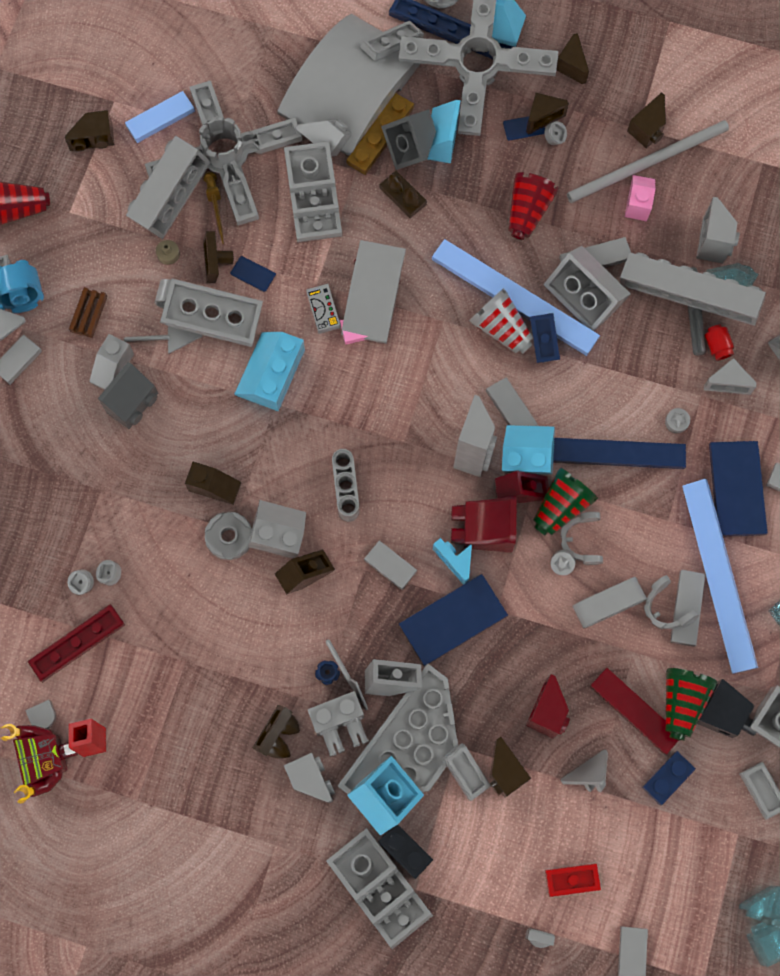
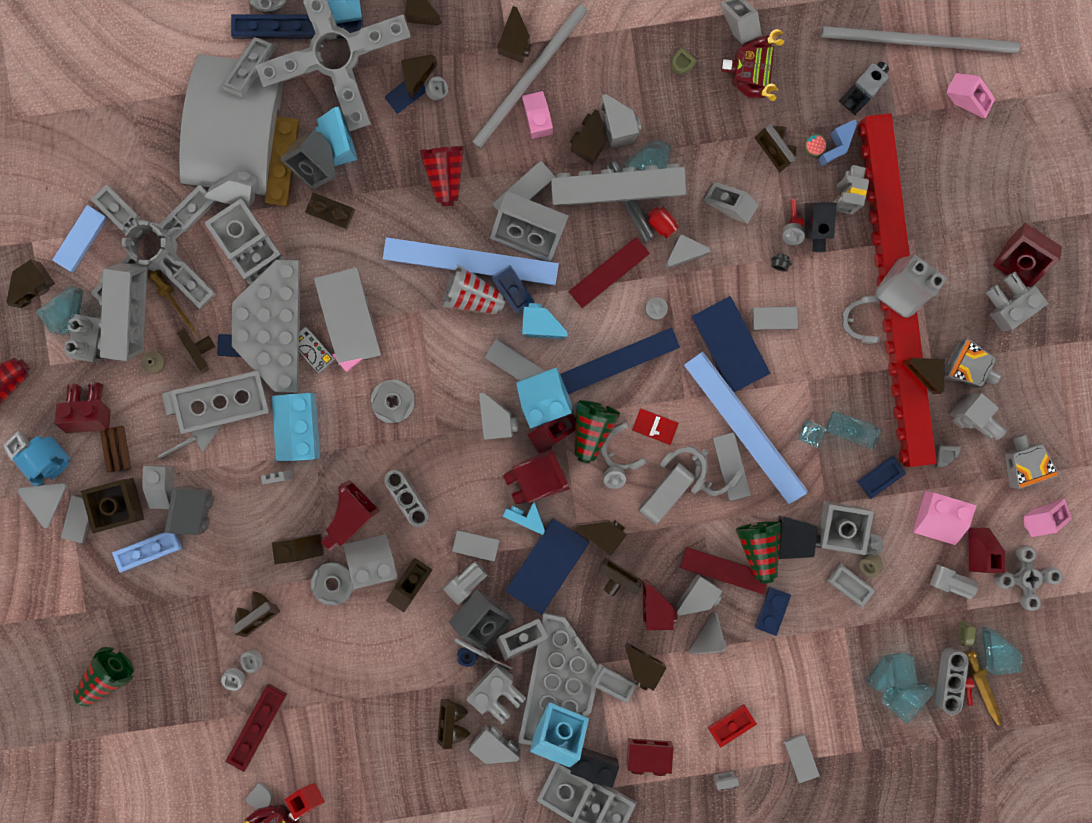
camera: 30 degrees left, 15 degrees up
(58, 358) = (112, 505): none -> dark brown brick
(65, 419) = (146, 551): none -> light blue tile
(78, 266) = (83, 416): none -> dark red brick
(109, 168) = (61, 310): none -> clear light blue slope
(113, 201) = (83, 339): none -> light grey brick
(140, 531) = (262, 612): none -> dark brown tile
(234, 404) = (276, 477): none -> light grey tile
(280, 475) = (351, 515): none -> dark red hips
(294, 266) = (269, 325): none -> light grey plate
(356, 597) = (461, 586): none -> light grey piece
(360, 640) = (481, 620): none -> dark grey slope
(373, 401) = (396, 413): none -> light grey plate
(469, 869) = (649, 756): none -> dark red brick
(520, 664) = (618, 578): none -> dark brown tile
(526, 612) = (603, 534): none -> dark brown slope
(559, 380) = (541, 323): none -> medium azure slope
(598, 723) = (699, 597): none -> light grey slope
(626, 534) = (655, 426): none -> red sticker
(629, 568) = (701, 481): none -> light grey piece
(645, 366) = (609, 272): none -> dark red tile
(680, 239) = (590, 140): none -> dark brown slope

